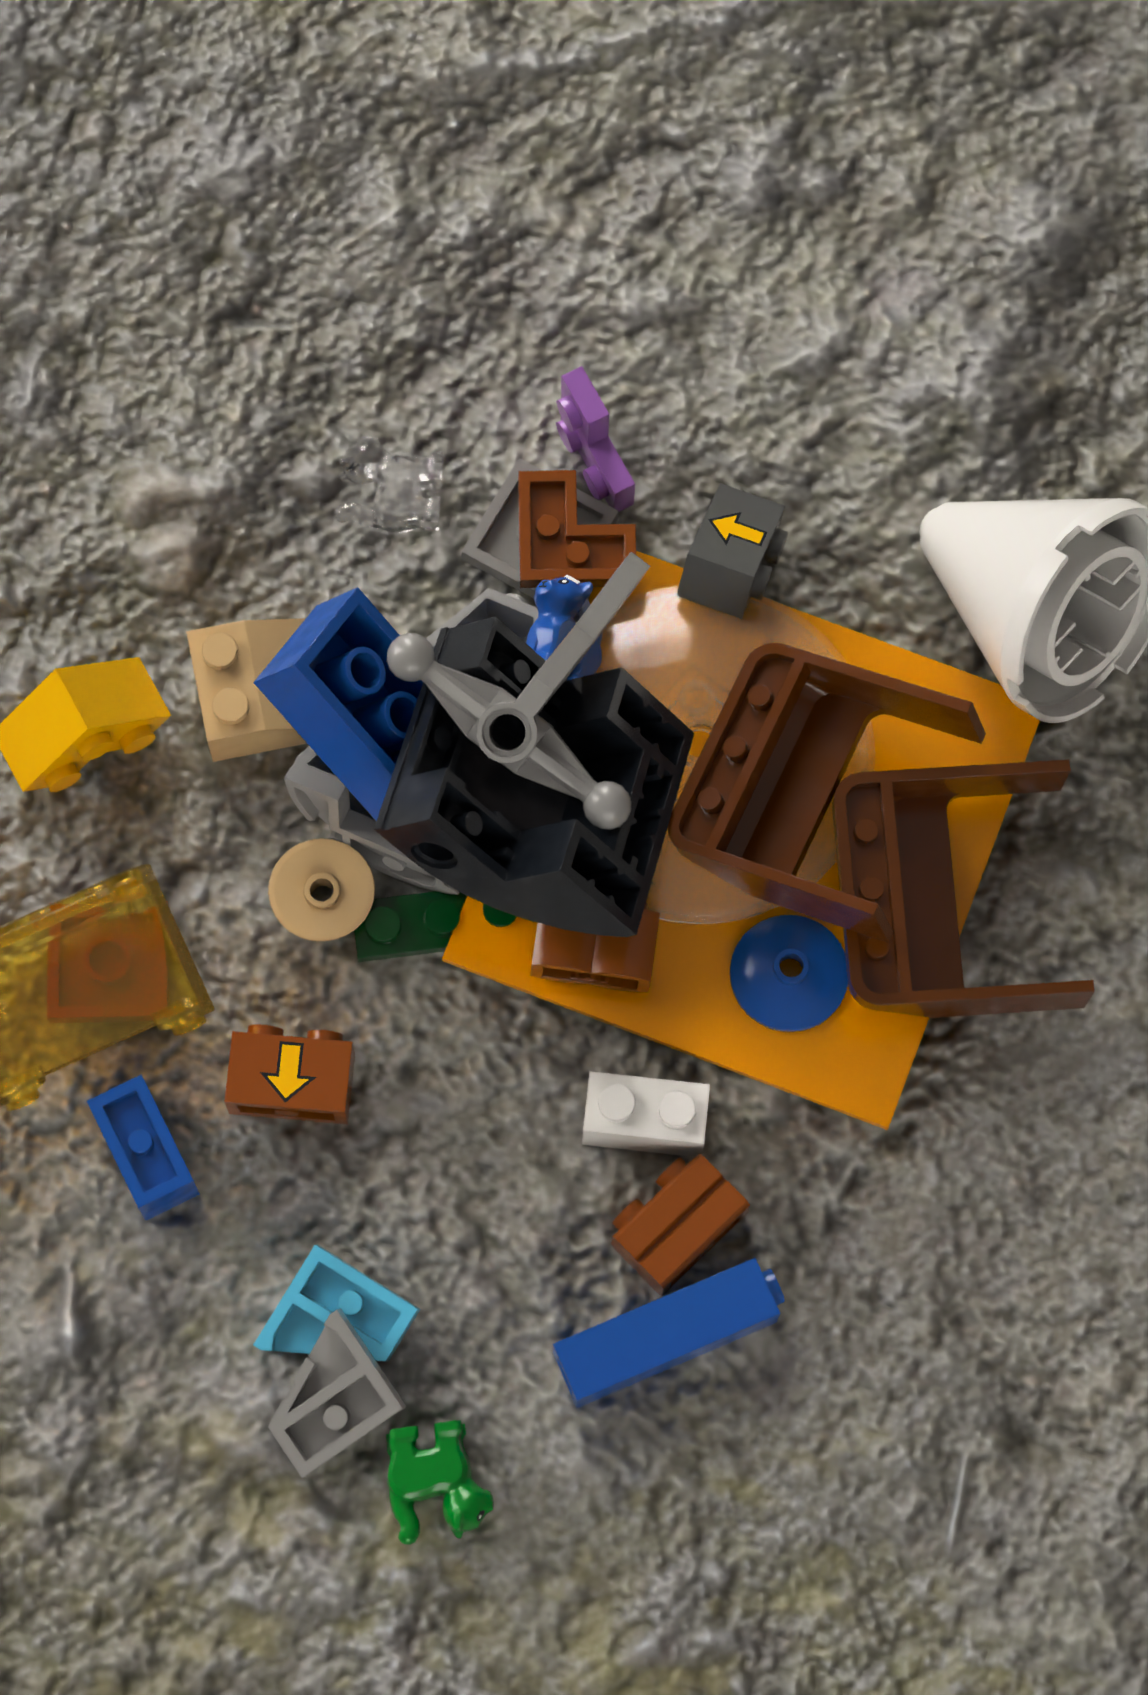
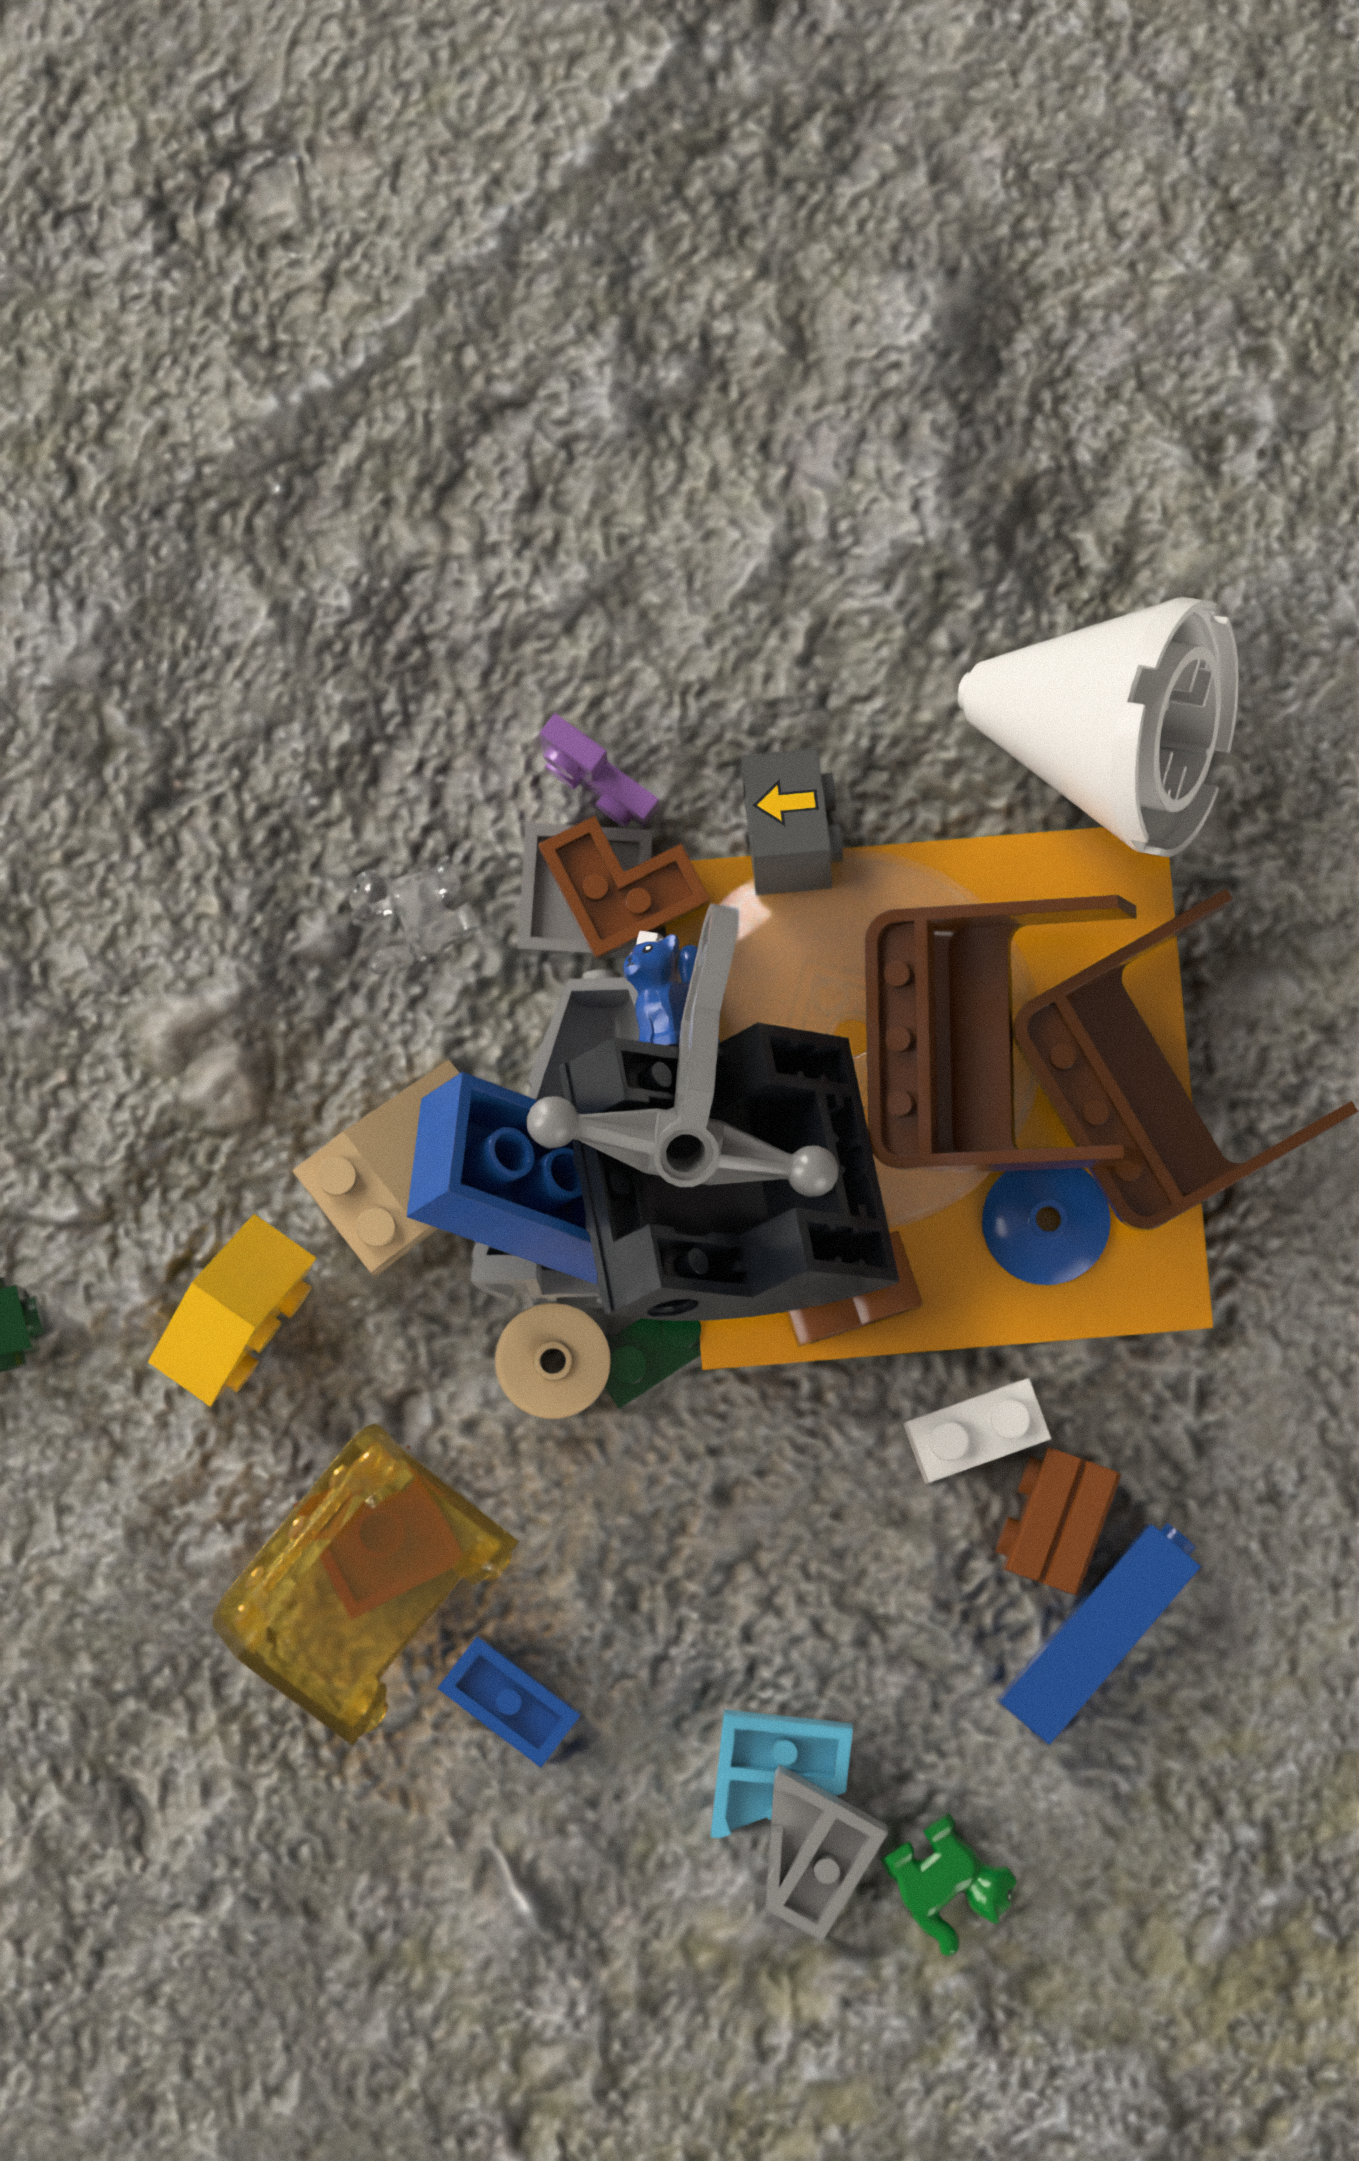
camera: 25 degrees left, 10 degrees up
(290, 1075) = (614, 1559): dark orange brick -> none

